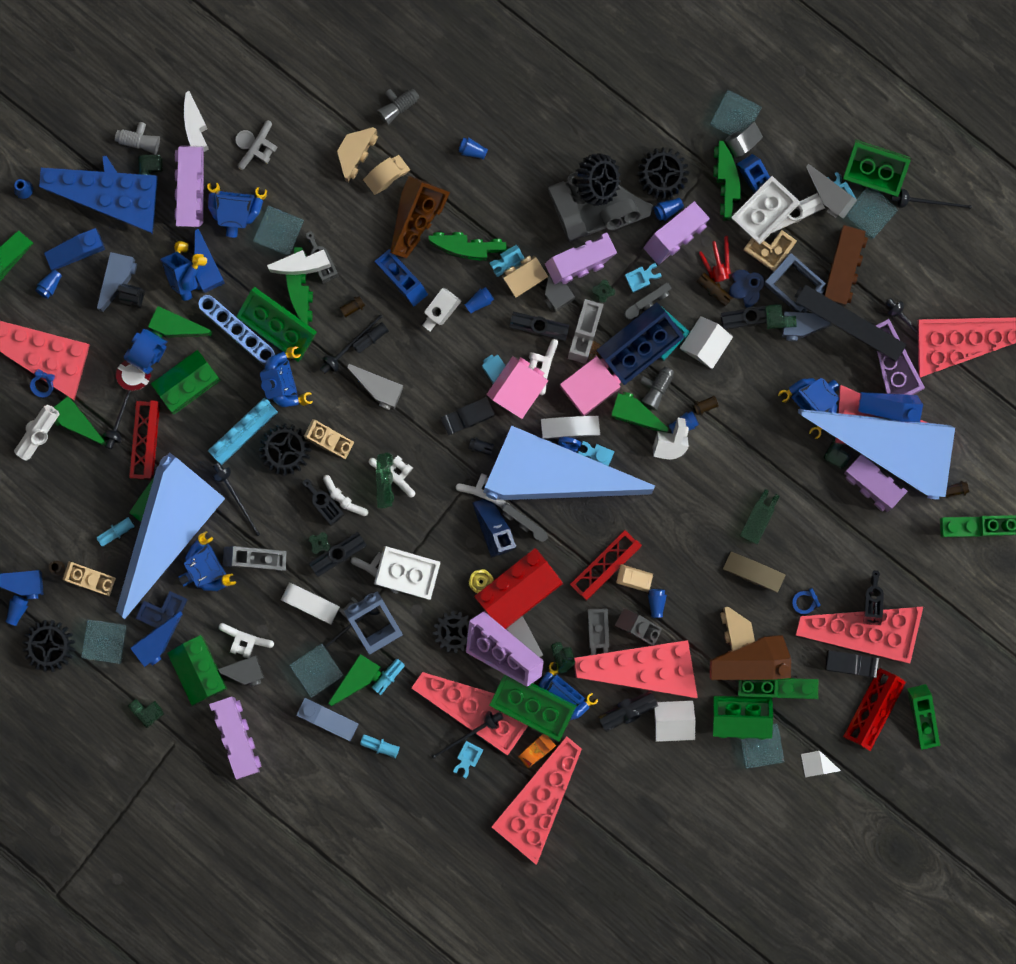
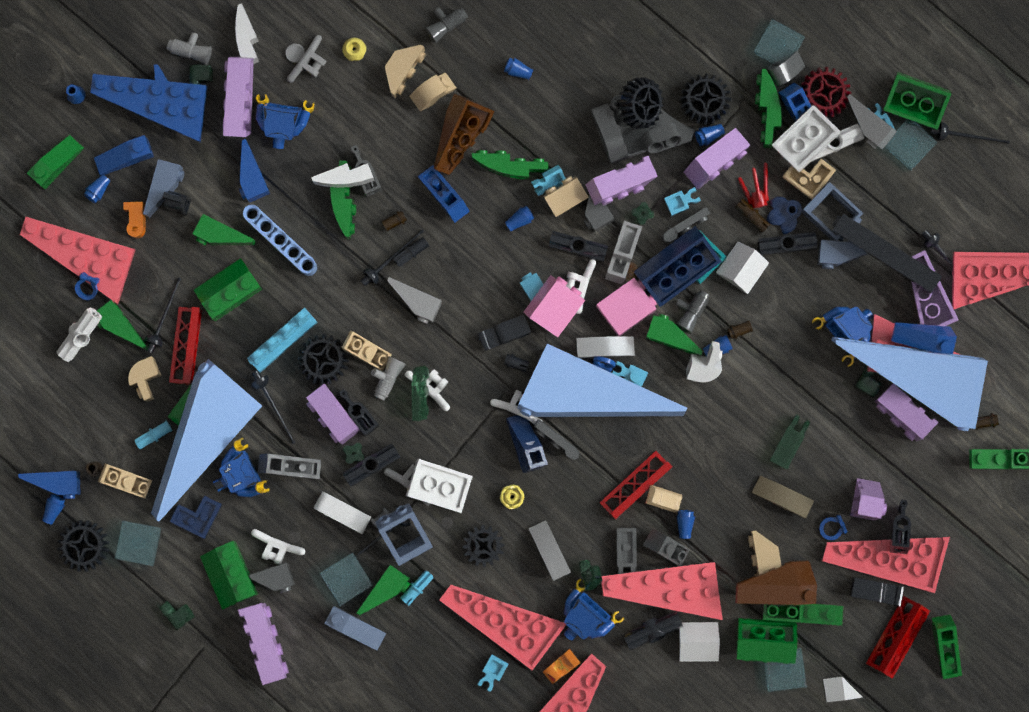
camera: 10 degrees right, 0 degrees up
(90, 319) = (137, 221): none -> orange leg
(102, 469) = (141, 373): none -> tan brick
(131, 377) = (176, 280): sticker -> none
(146, 350) = (189, 258): blue brick -> none
(154, 644) = (187, 547): blue slope -> none
(181, 271) = (226, 181): blue torso -> none
(275, 323) = (319, 235): green plate -> none
(278, 230) = (324, 143): clear light blue plate -> none
(279, 381) = (319, 291): blue torso -> none
(296, 505) = (332, 414): none -> lavender wedge
(303, 139) = (352, 43): none -> light yellow plate
(345, 502) = (371, 405): white piece -> none
(351, 466) = (387, 378): none -> light grey piece
(380, 746) = (406, 656): medium azure axle -> none
(446, 302) = (487, 220): white torso -> none
(491, 721) = (516, 636): black sword -> none
(502, 650) = (530, 567): lavender wedge -> none
(519, 589) = (548, 506): red slope -> none
(533, 707) = (559, 622): green plate -> none
(775, 320) = (812, 248): clear green piece -> none
(779, 146) = (840, 87): none -> dark red gear
(840, 572) = (868, 500): none -> lavender wedge
(844, 265) = (882, 194): reddish brown brick -> none

